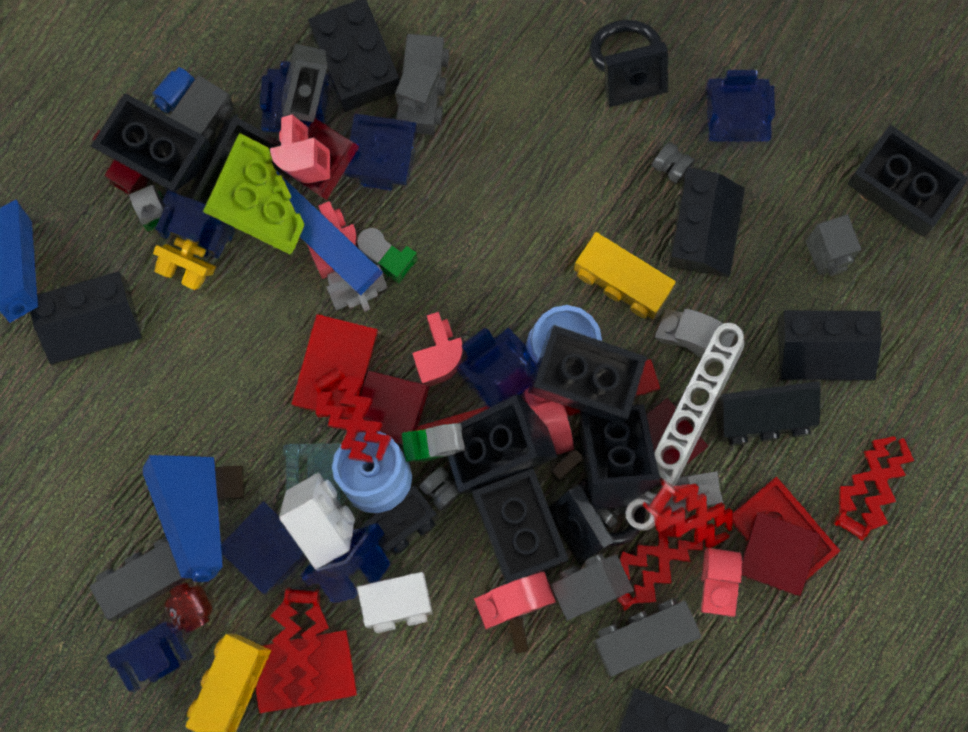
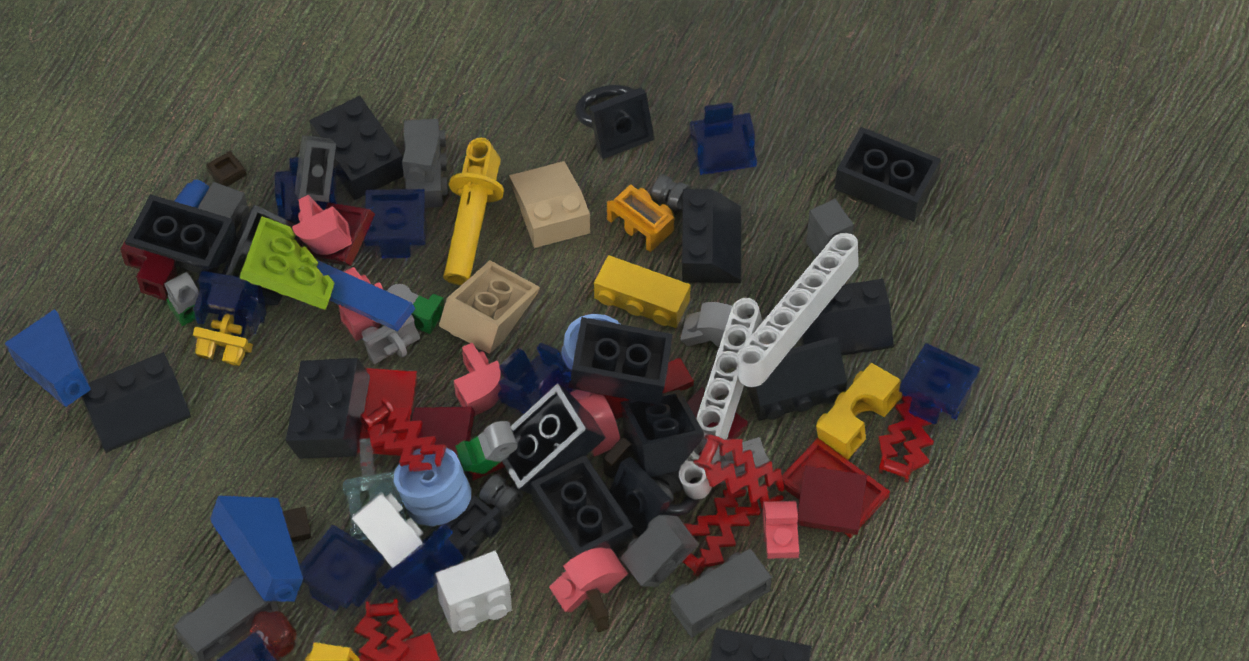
camera: 10 degrees left, 20 degrees down
(216, 55) = (226, 169): none -> dark brown tile
(279, 361) = (328, 408): none -> black brick
(310, 429) = (366, 457): none -> clear tile
(462, 265) = (487, 306): none -> tan slope
(471, 126) = (476, 188): none -> yellow piece
(546, 151) = (551, 204): none -> tan slope
(639, 185) = (642, 215): none -> light orange window
(782, 356) = (797, 310): none -> white beam
(844, 434) = (871, 391): none -> yellow arch
(915, 442) = (938, 384): none -> clear blue panel

